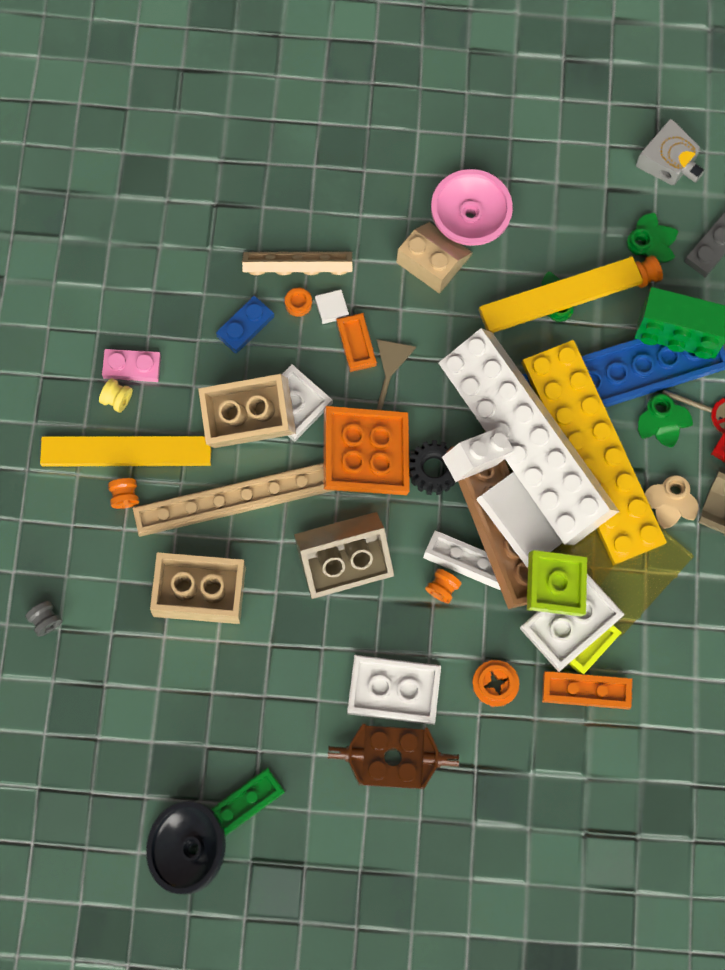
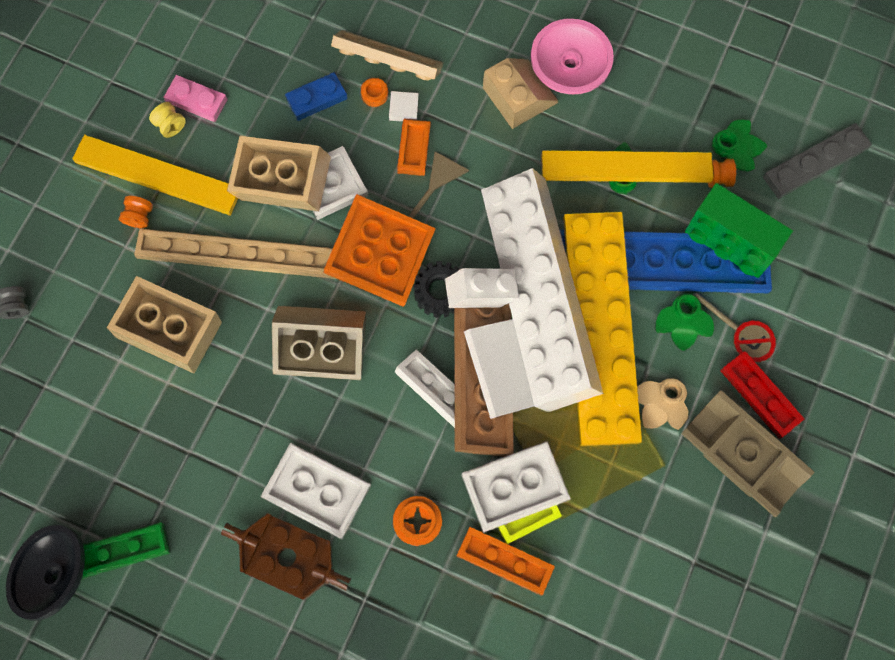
camera: 20 degrees right, 0 degrees up
(443, 586) = (403, 406): orange wheel -> none
(557, 583) = (511, 443): lime plate -> none
(671, 155) = (786, 72): light grey torso -> none

